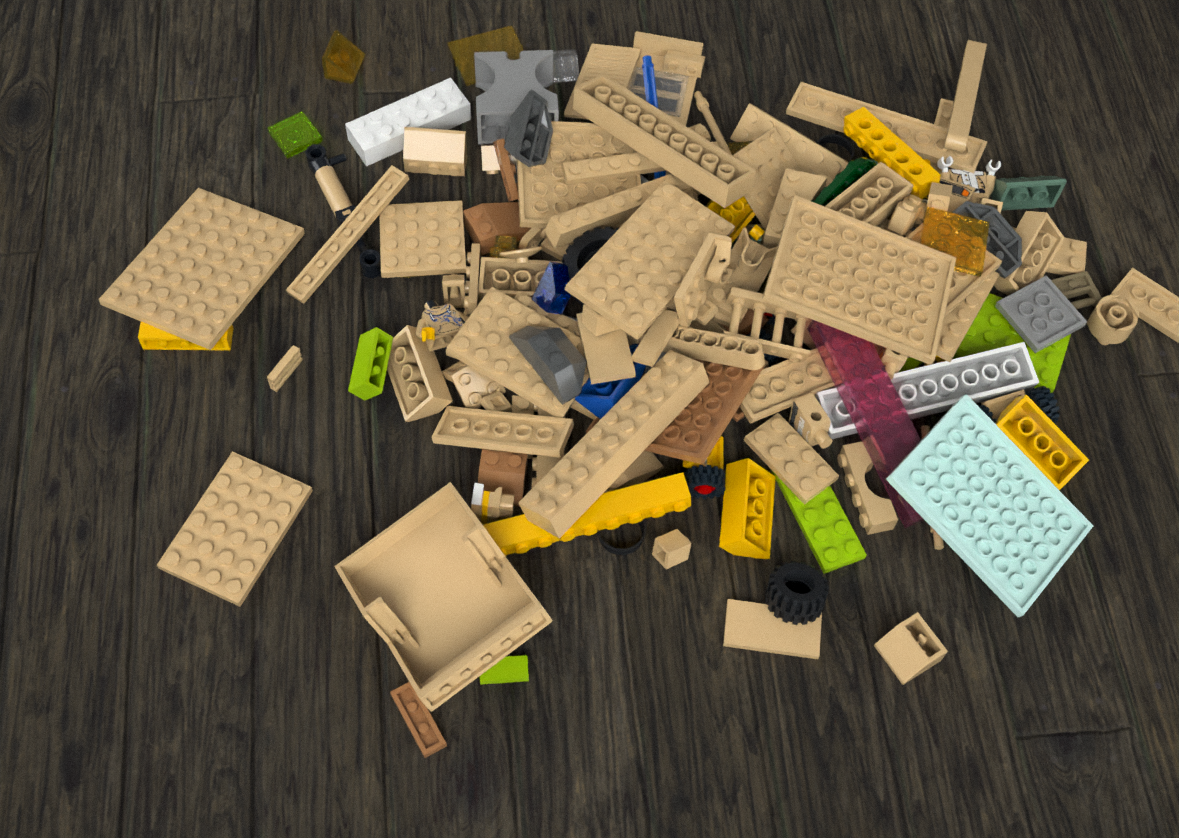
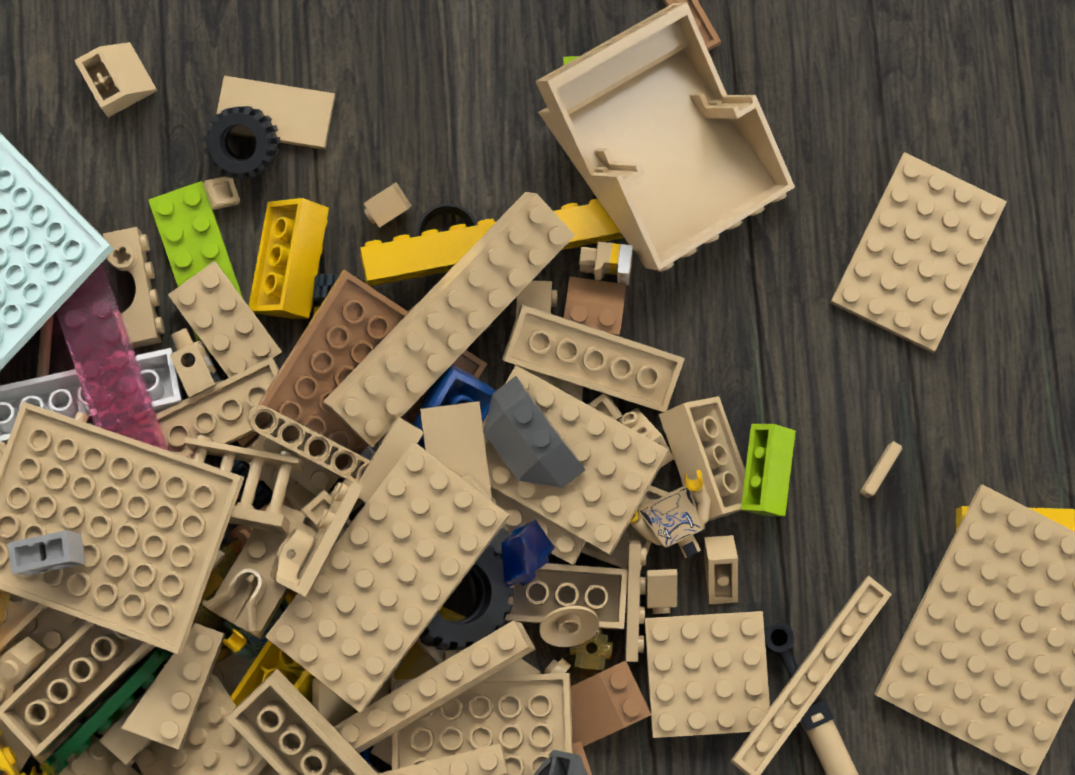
camera: 175 degrees left, 20 degrees up
(409, 306) = (721, 569): none -> tan slope
(810, 557) = (221, 192): none -> tan tile
(884, 496) = (128, 264): none -> tan bush
(896, 250) = (46, 553): none -> light grey brick

